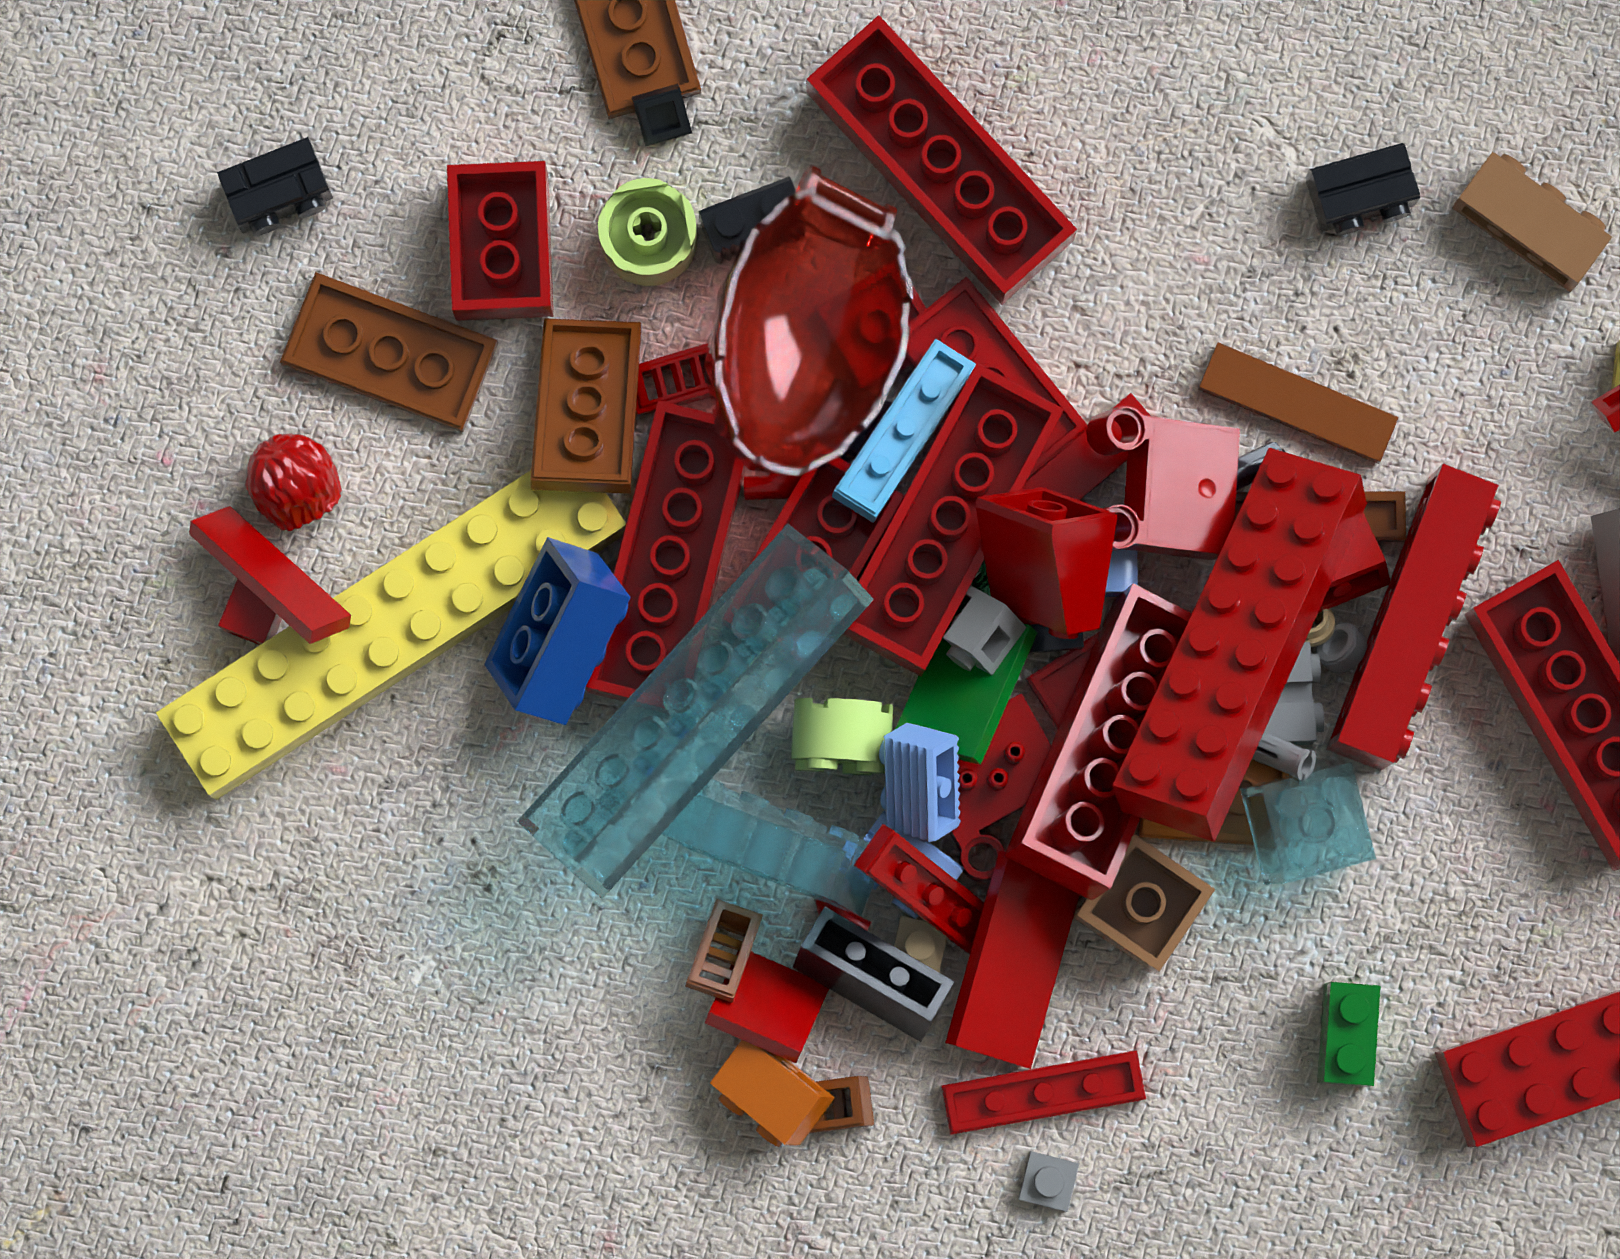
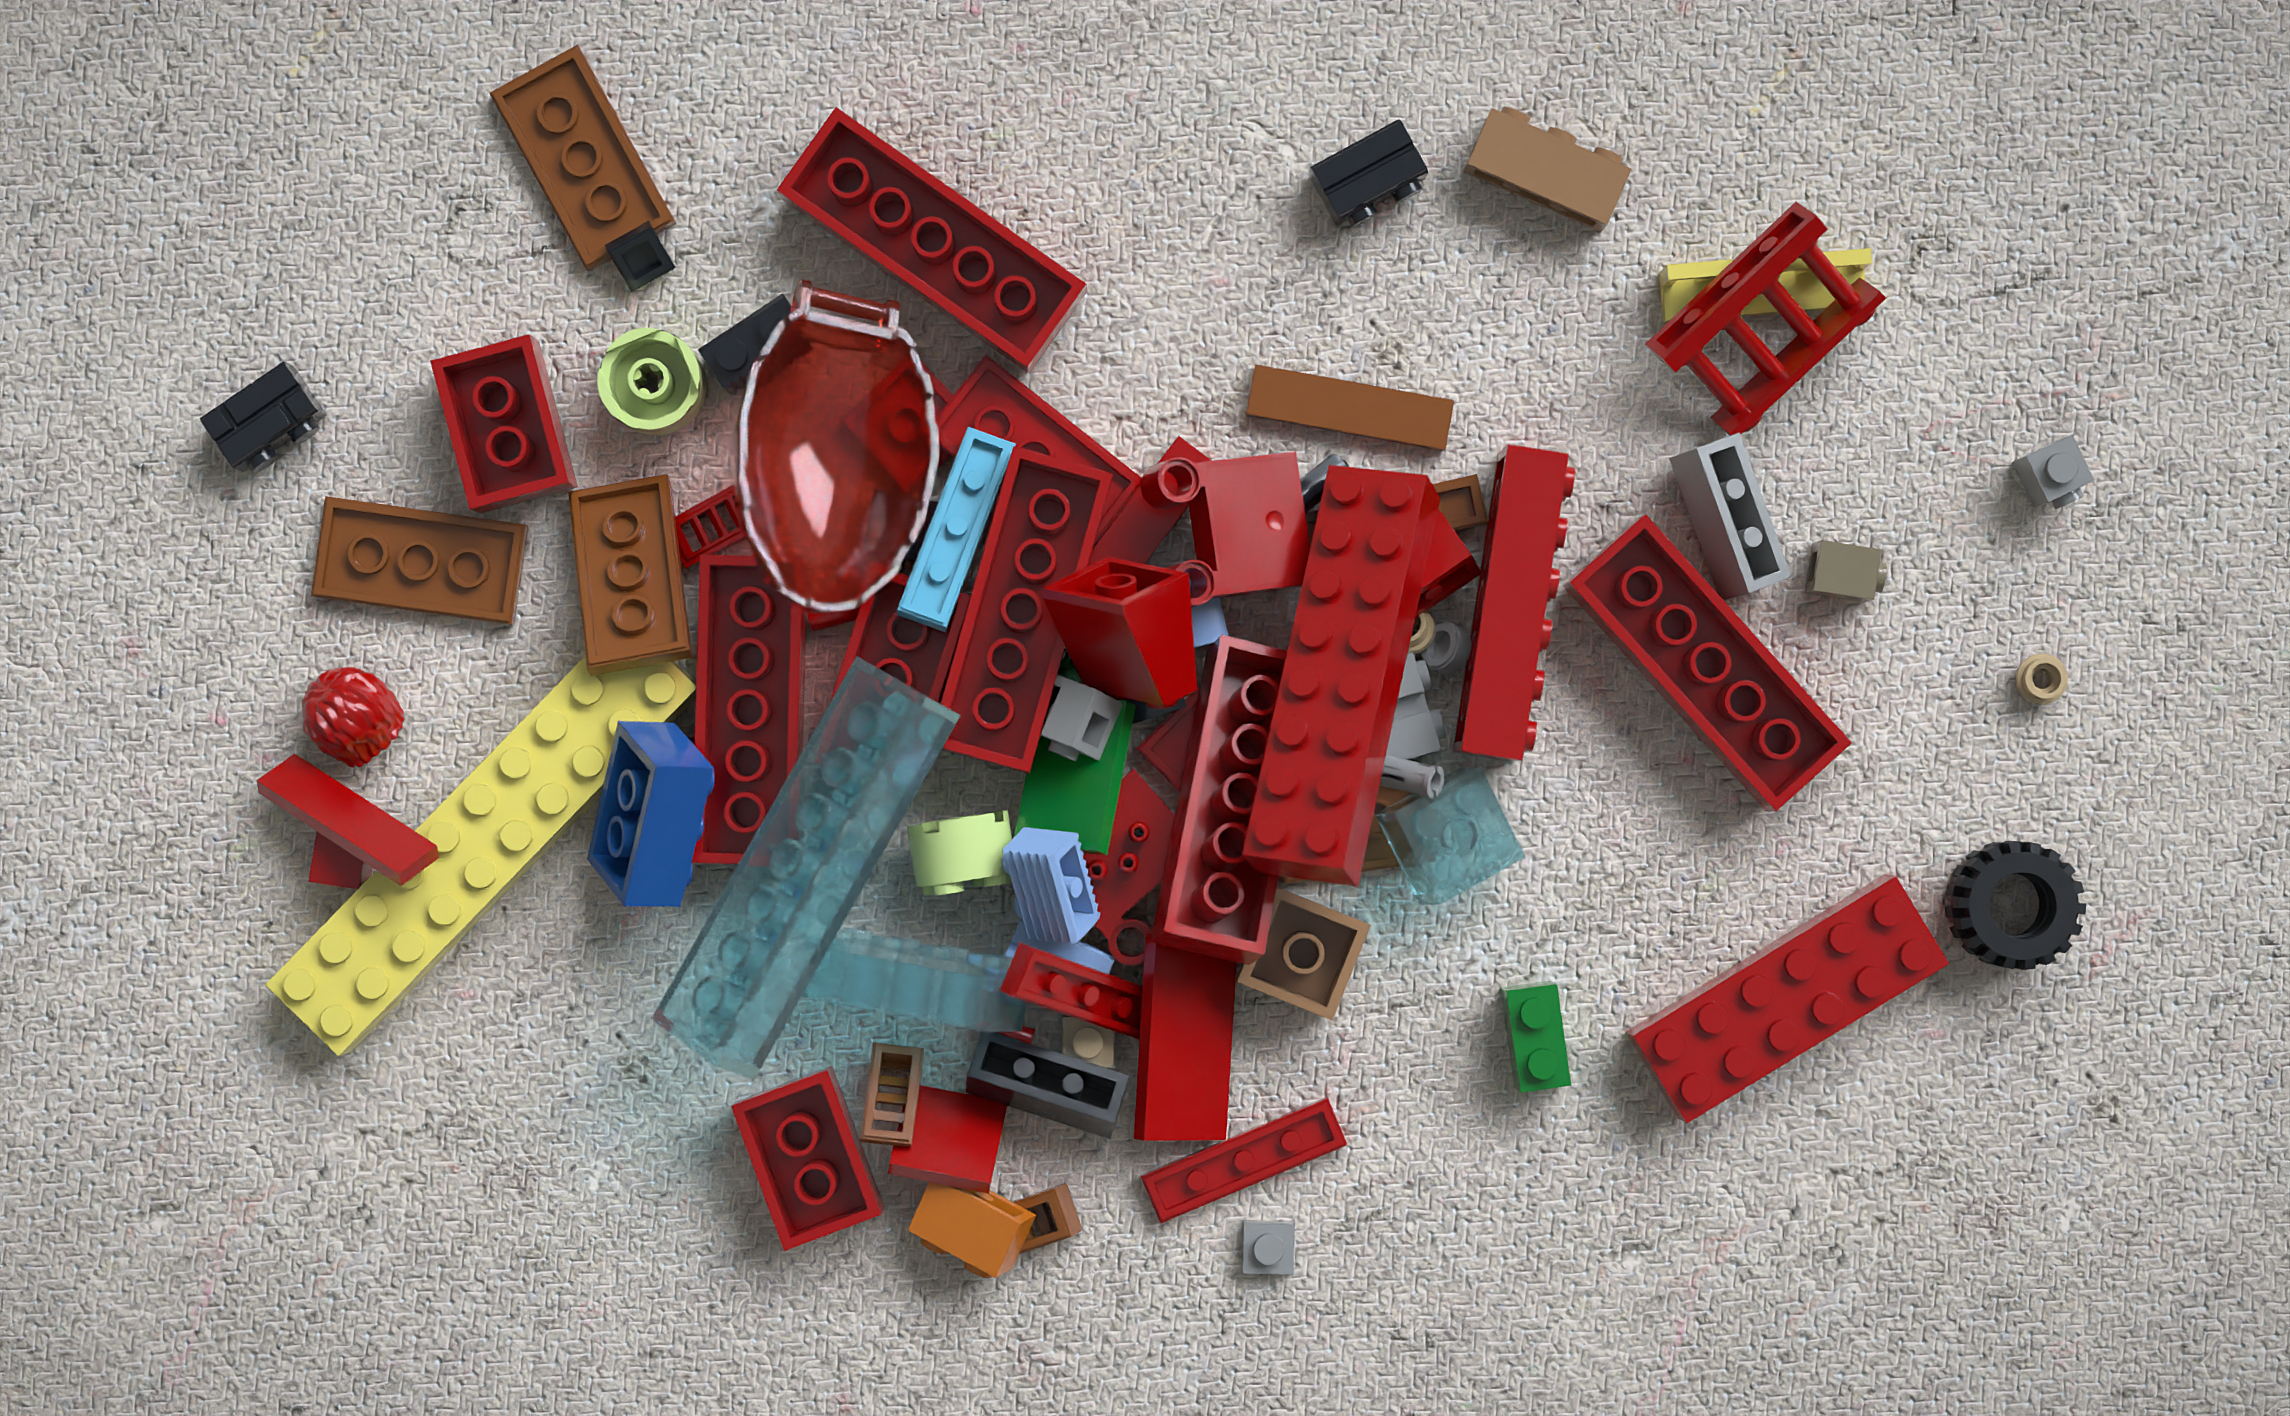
camera: 15 degrees left, 5 degrees up
(630, 993) = (808, 1158): none -> red brick

